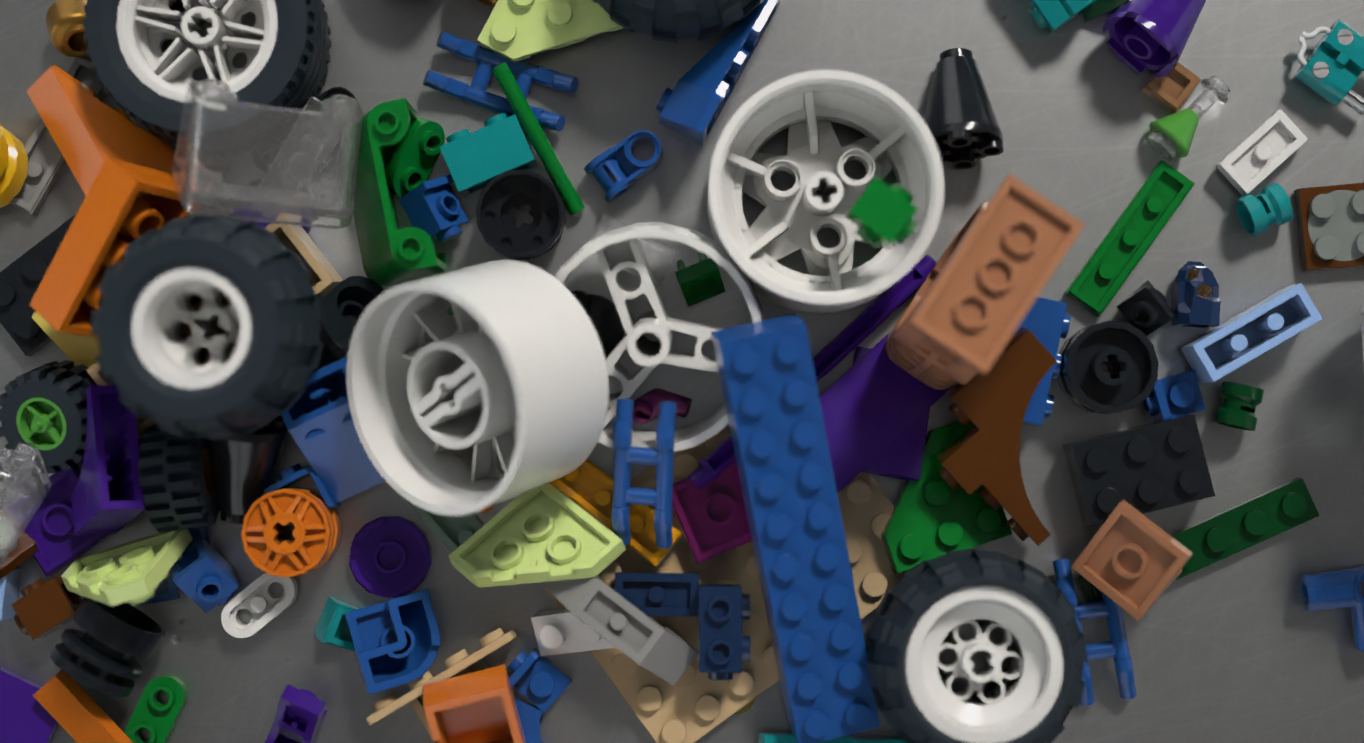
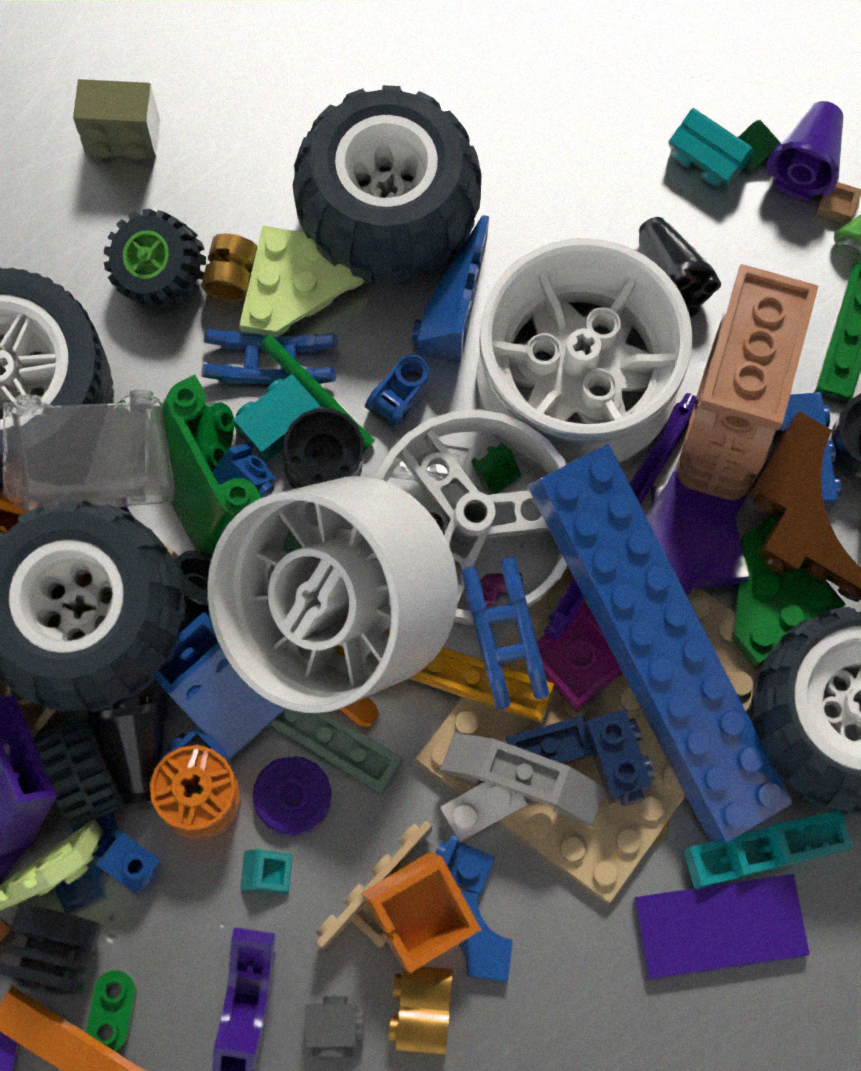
camera: 25 degrees left, 15 degrees down
(260, 602) = (180, 873): white plate -> none
(394, 640) = (319, 864): blue brick -> none
(535, 541) = (424, 728): yellowish green plate -> none
(883, 214) = (643, 337): green brick -> none

